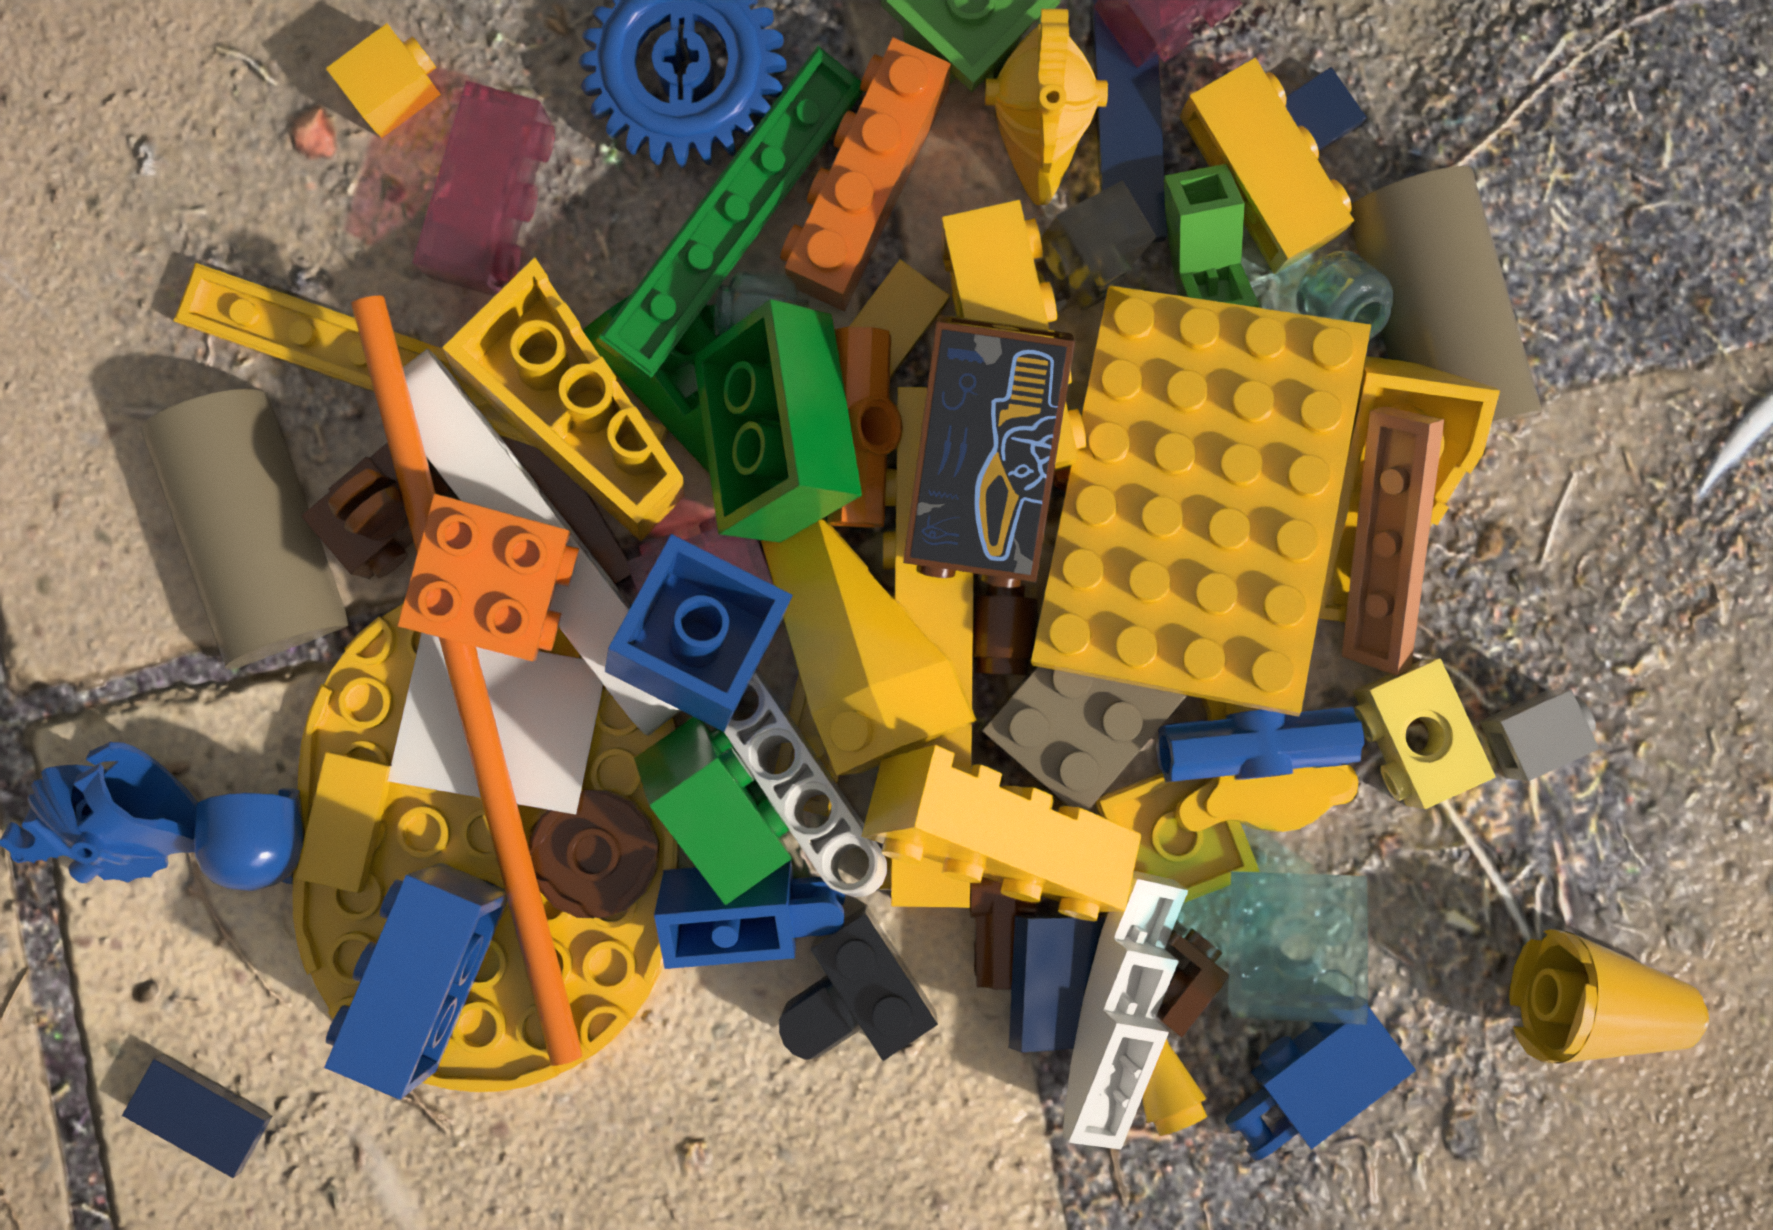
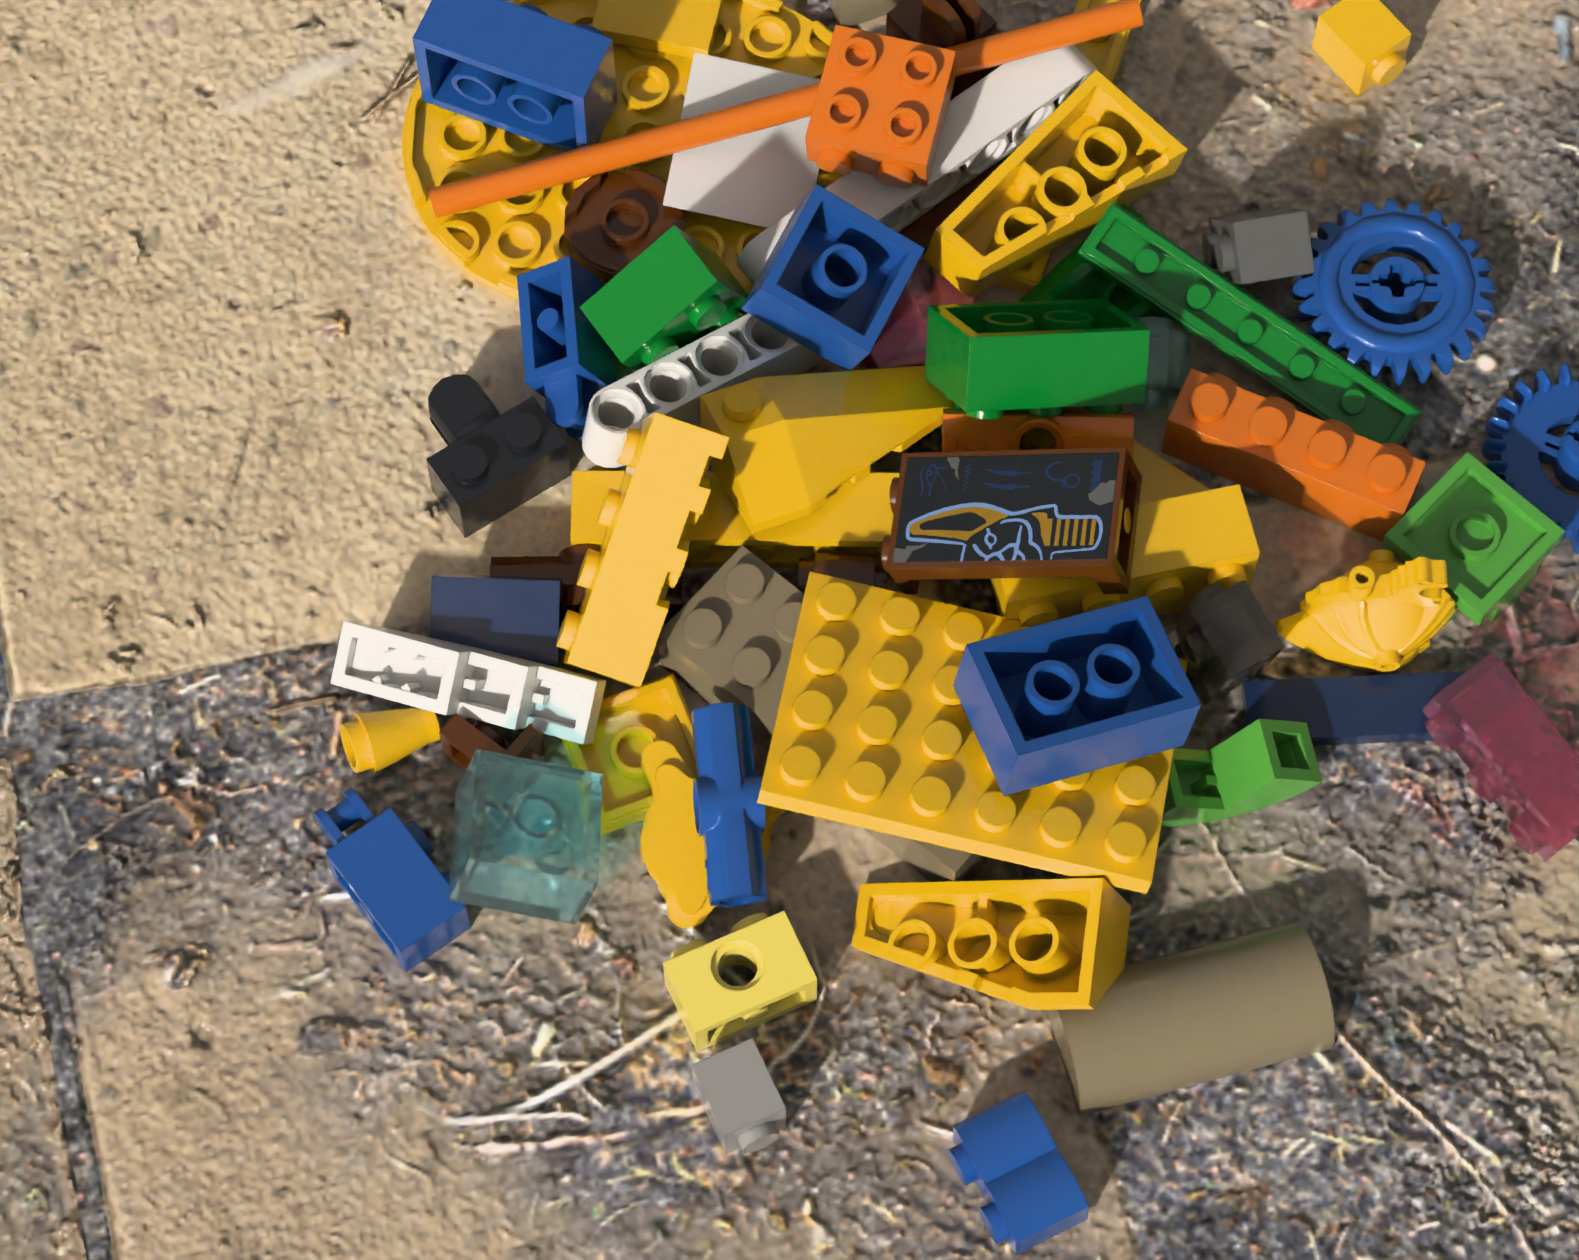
camera: 85 degrees right, 20 degrees down
(484, 189) = (1261, 124): clear pink brick -> none
(640, 190) = (1259, 245): none -> dark grey brick
(1203, 386) = (1075, 695): none -> blue brick
(1284, 189) = (1326, 833): yellow brick -> none
(1325, 109) = (1390, 896): dark blue tile -> none
(1347, 290) = (1190, 900): clear light blue head -> none
(1391, 538) = (925, 922): nougat plate -> none
(1598, 1003) = (459, 1152): yellow cone -> none
(1610, 471) = (1018, 1173): none -> blue brick

